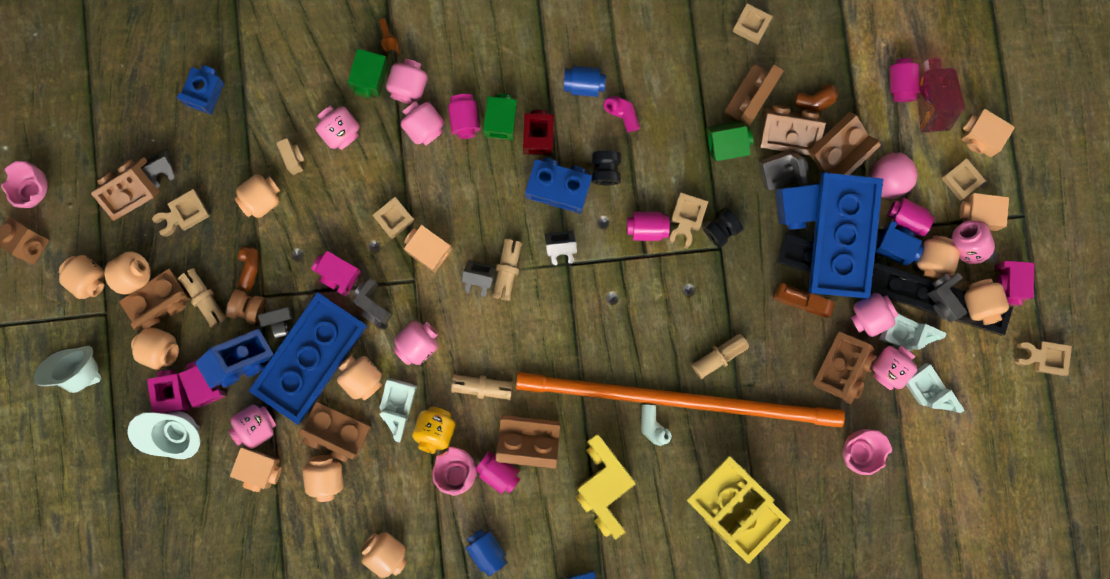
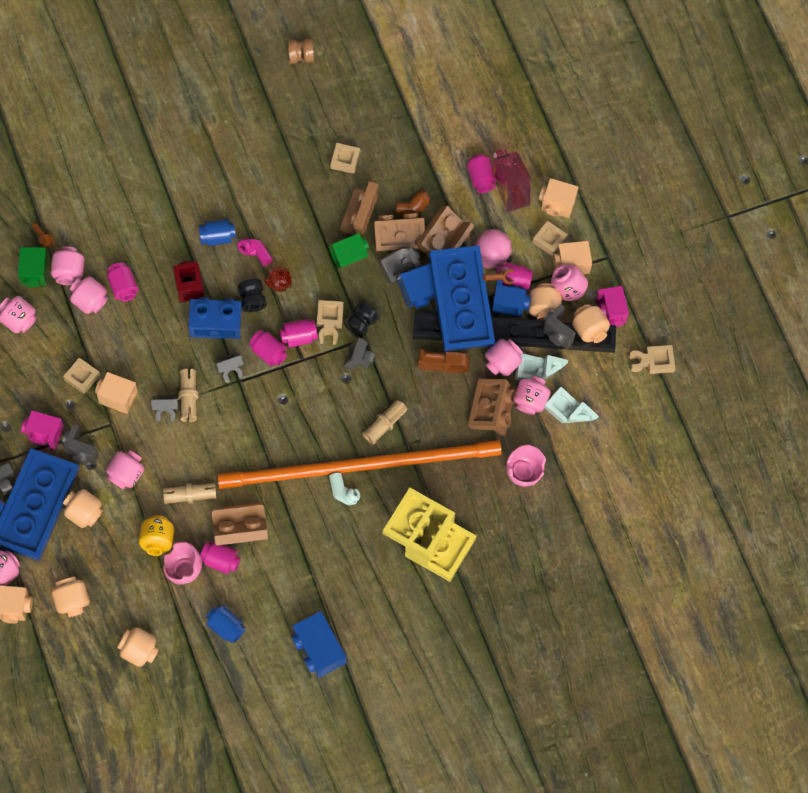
camera: 15 degrees left, 15 degrees down
(334, 431) = (71, 559): medium nougat bracket -> none
(396, 405) = (120, 525): light aqua slope -> none
(500, 117) = (153, 276): green brick -> none
(604, 487) = (312, 542): light yellow bracket -> none
(609, 236) = (268, 348): none -> dark pink brick
(641, 155) = (279, 279): none -> clear red plate
(708, 269) = (358, 355): none -> dark grey tile
(899, 218) = (500, 276): none -> dark orange hand

